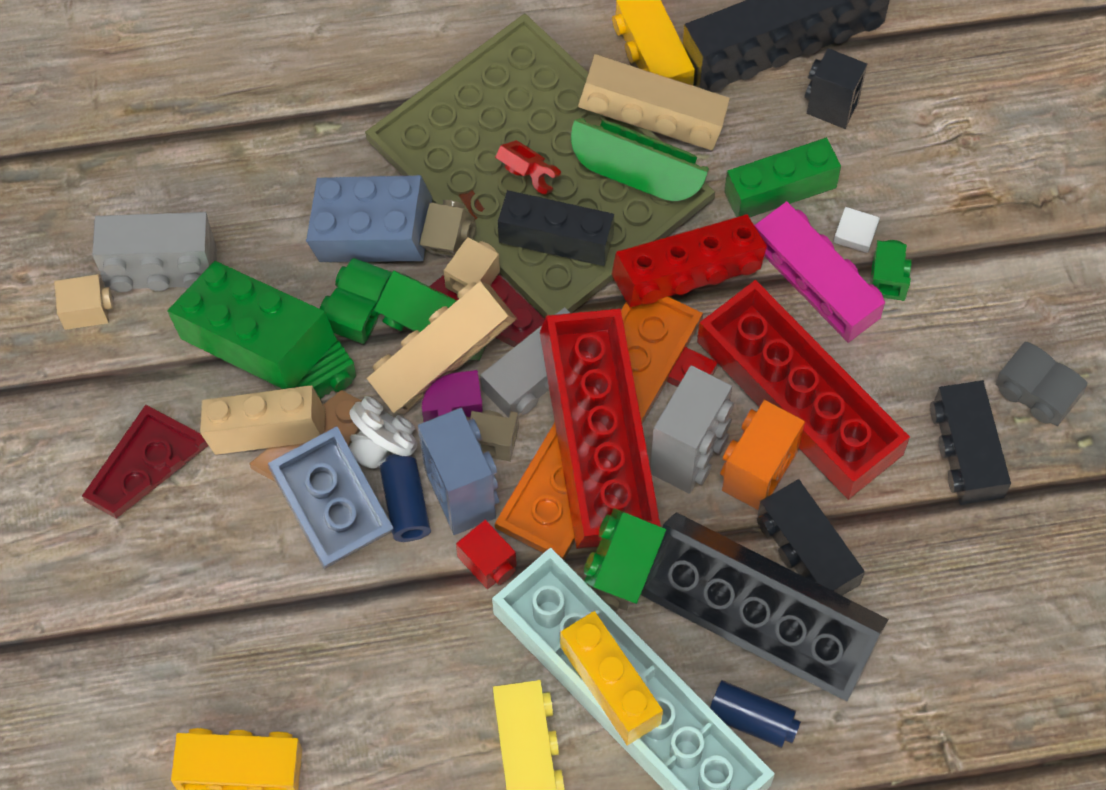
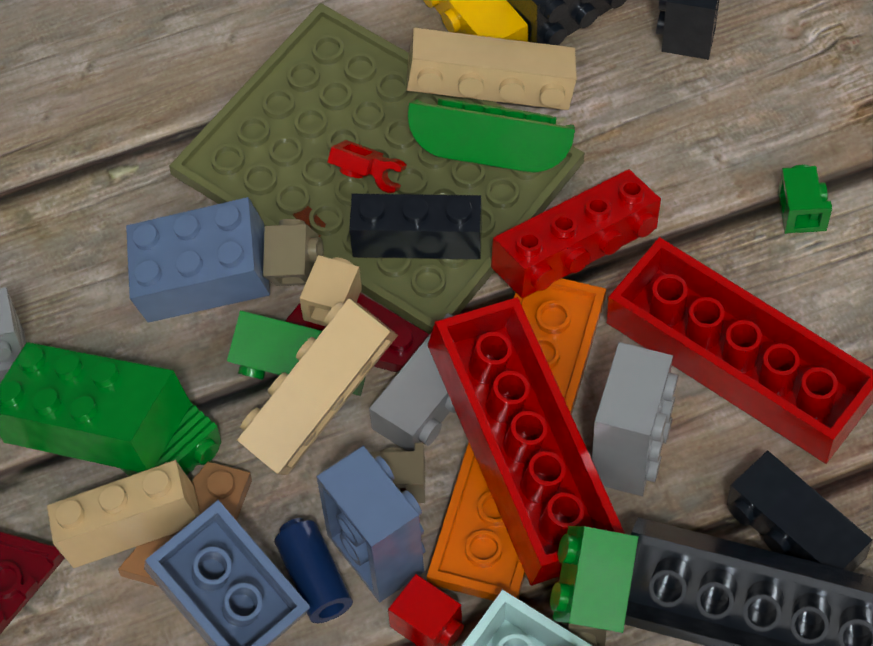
camera: 10 degrees left, 5 degrees down
(354, 300) = (202, 354): green brick -> none
(379, 434) = (266, 502): white plate -> none
(452, 393) = (340, 437): magenta brick -> none
(686, 359) = (602, 354): red plate -> none
(762, 454) = (716, 431): orange brick -> none
(782, 178) = (656, 123): green brick -> none
(820, 272) = (726, 218): dark pink brick -> none
(856, 230) = (752, 164): white tile -> none

